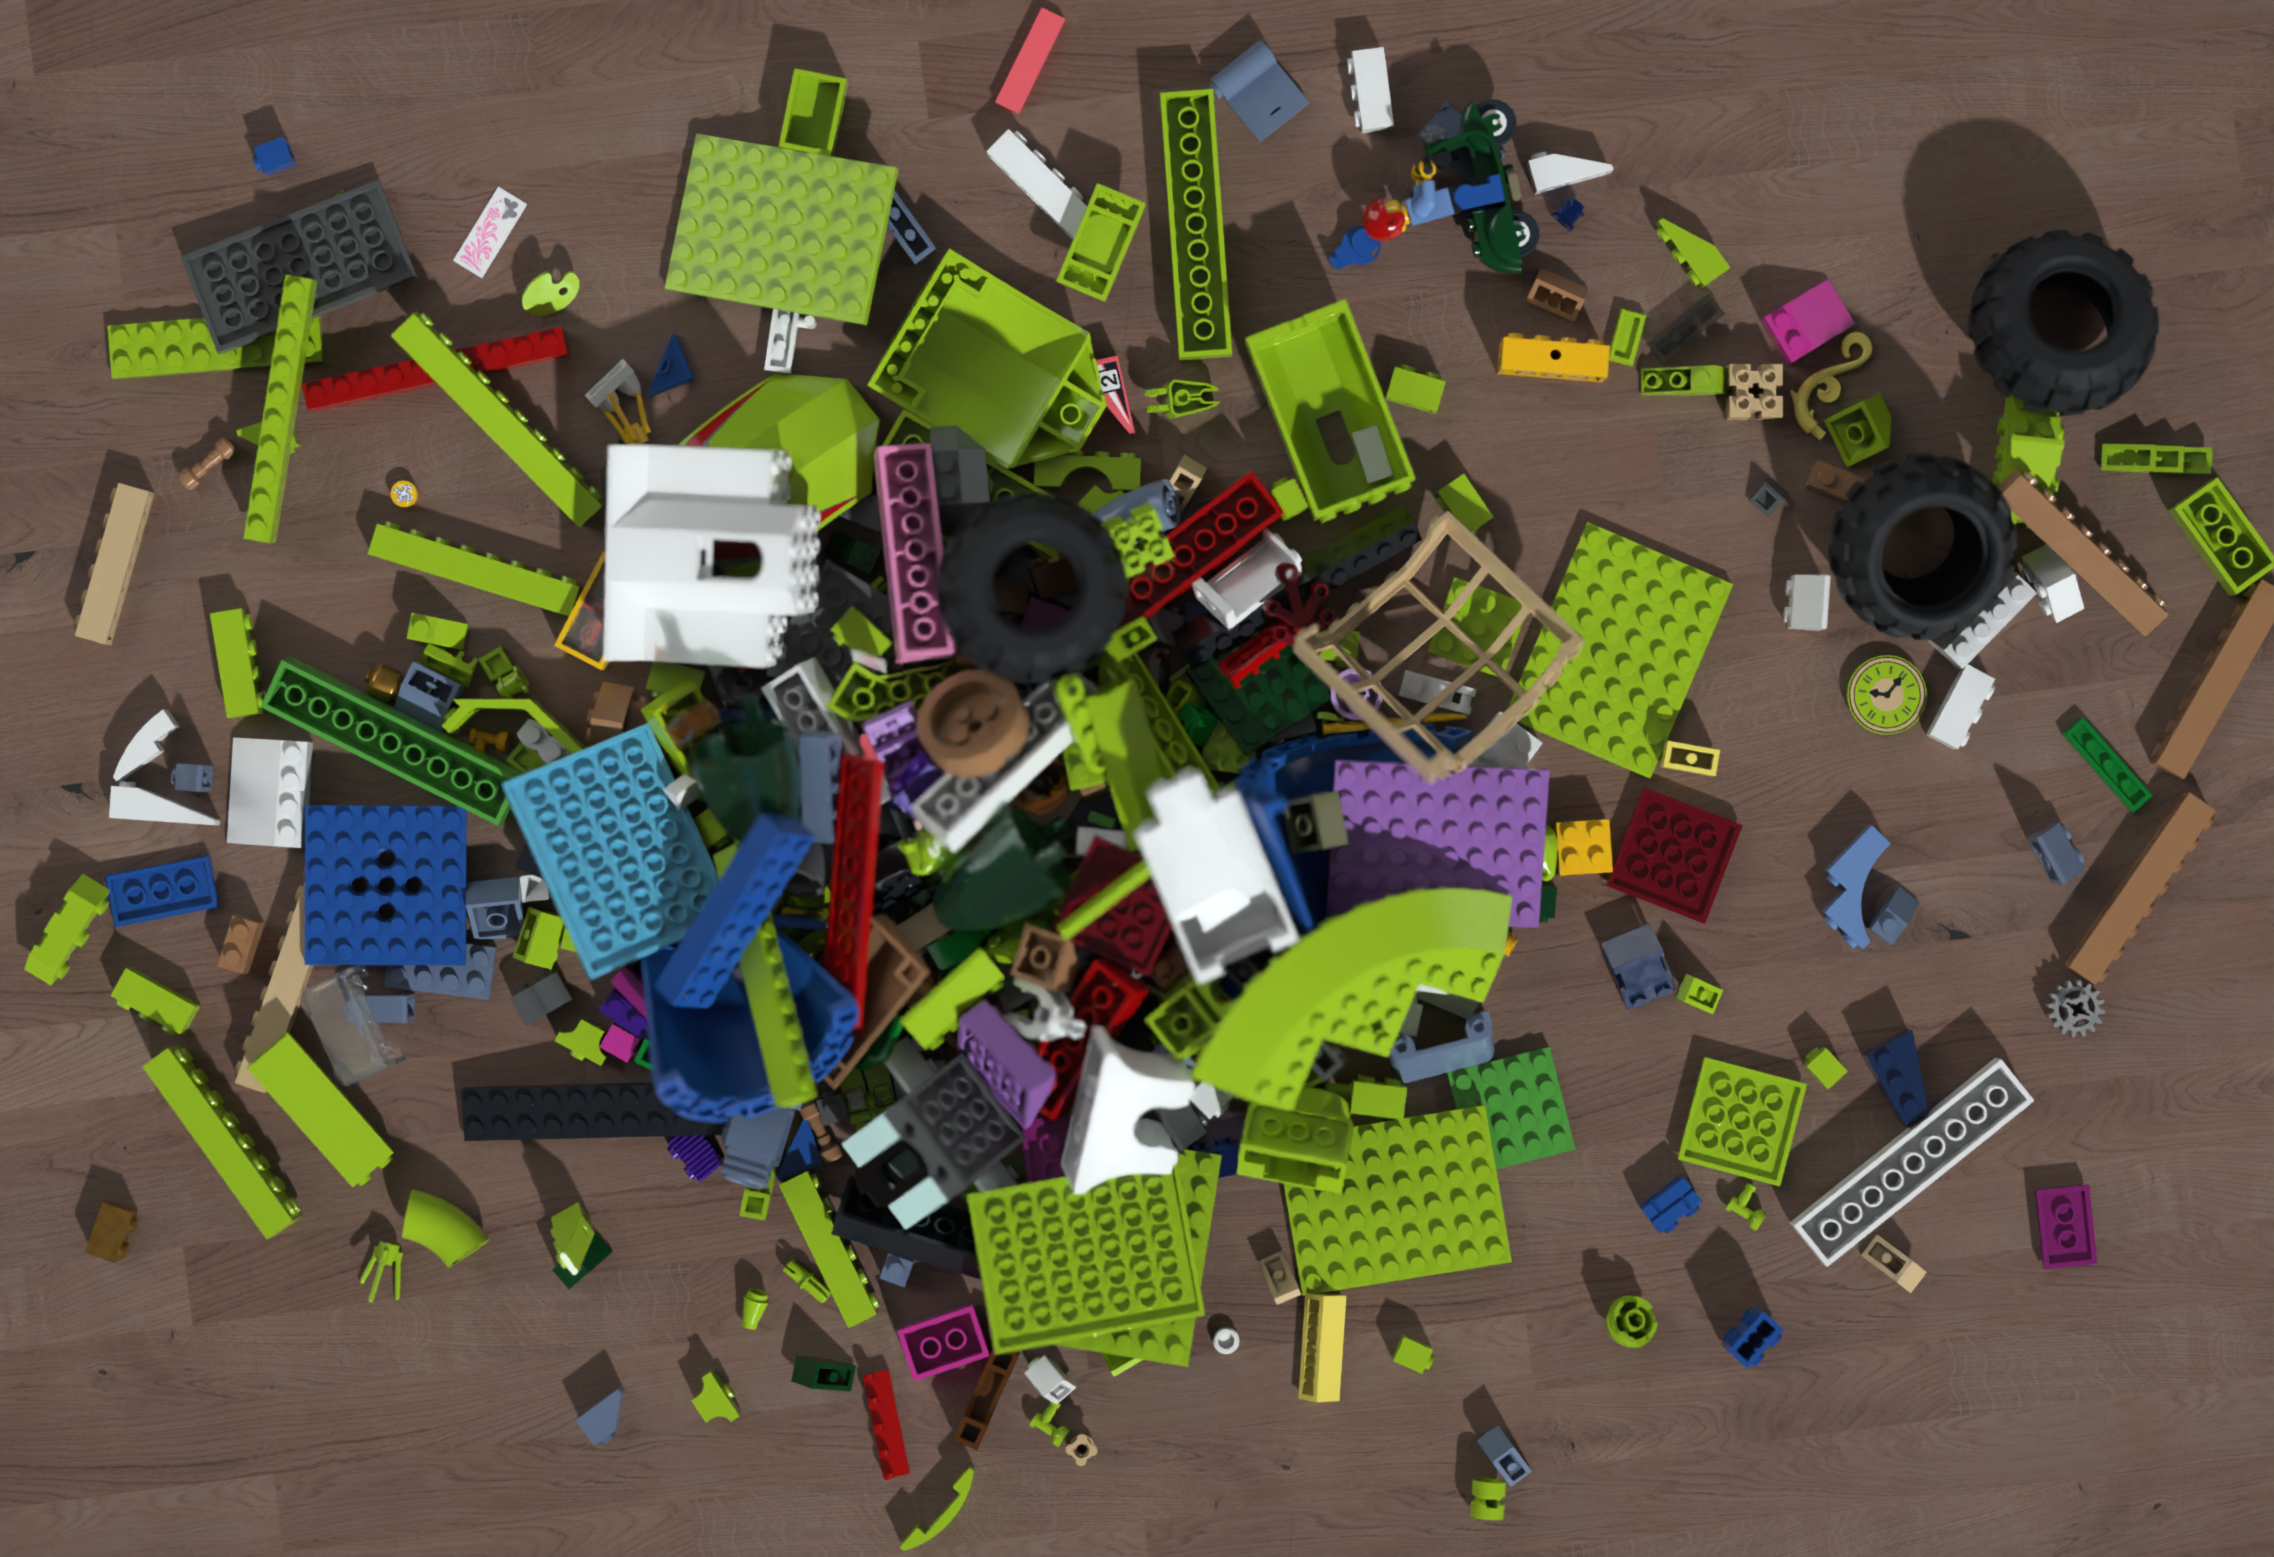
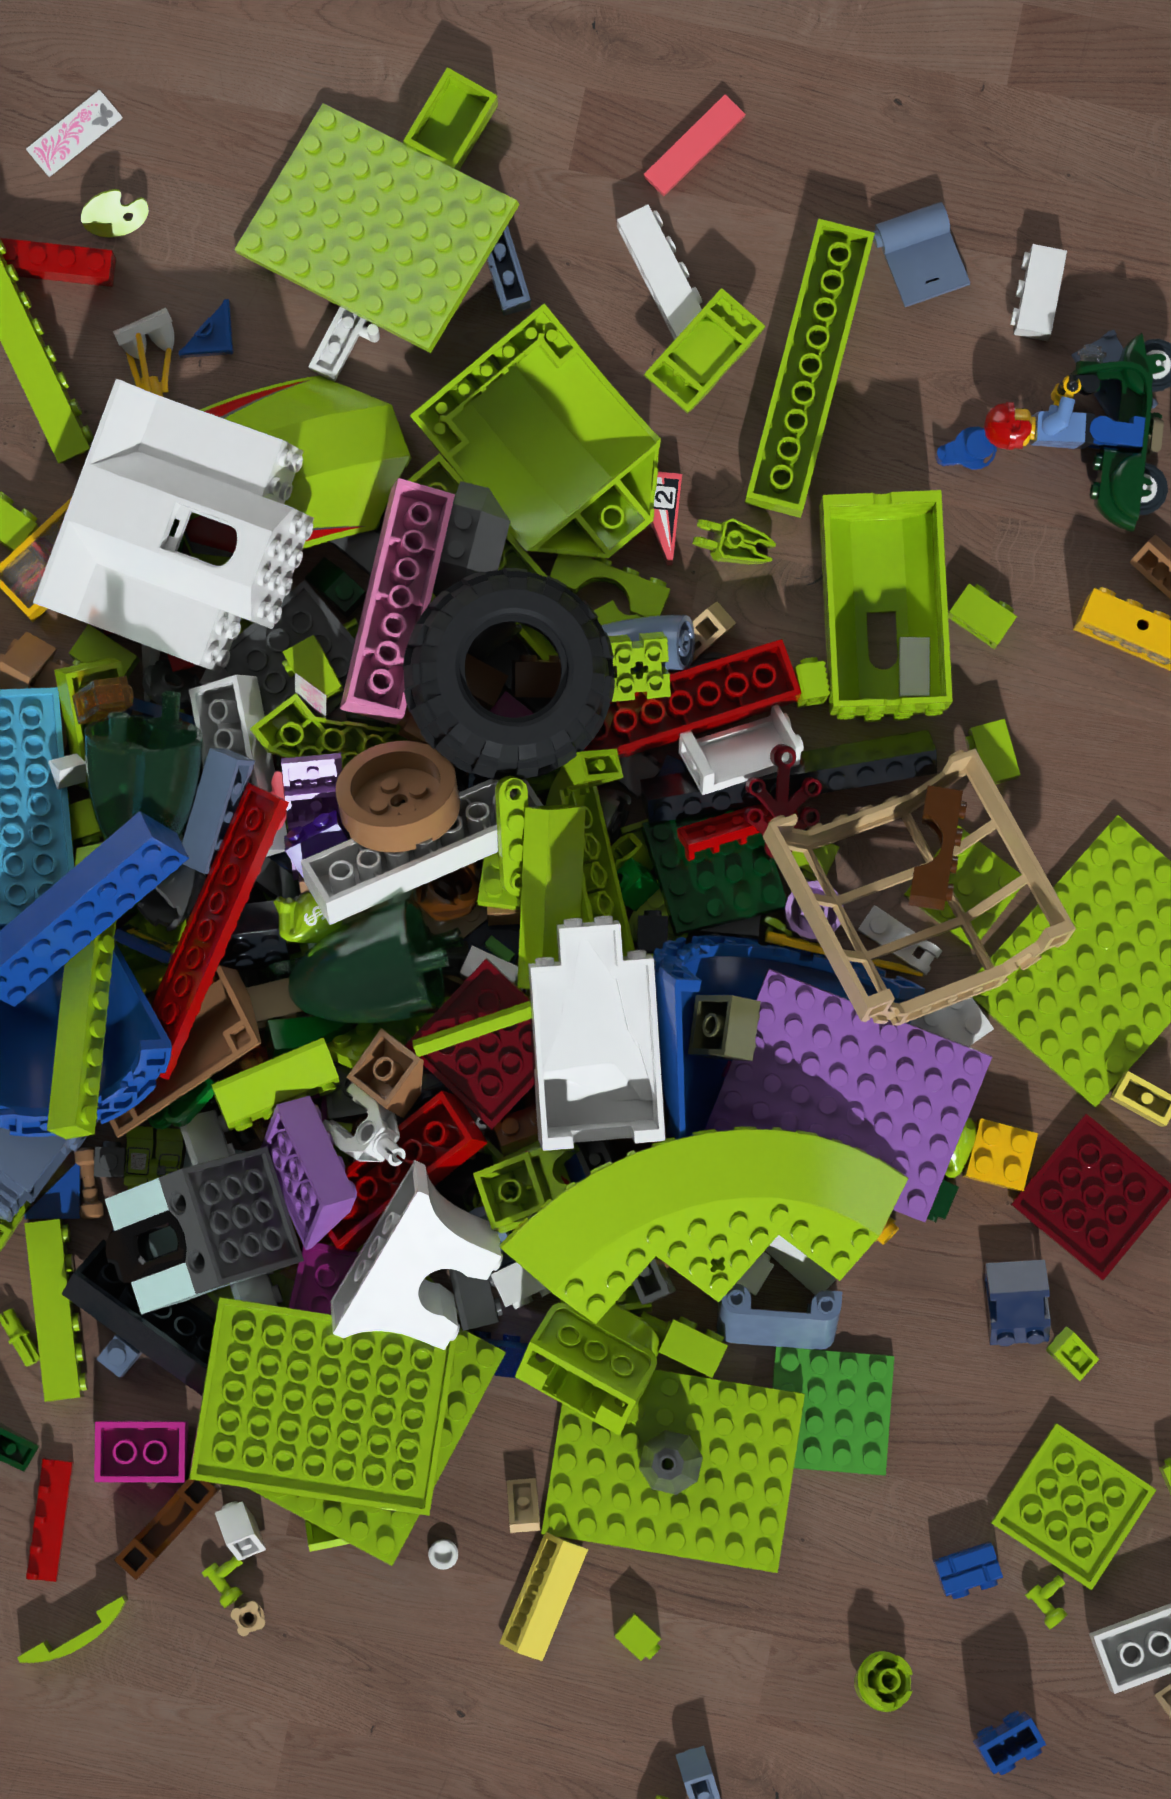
camera: 15 degrees right, 5 degrees down
(1225, 760) = (651, 931): none -> black brick
(1394, 1188) = (681, 1451): none -> dark grey cone
(1438, 575) = (931, 880): none -> reddish brown arch

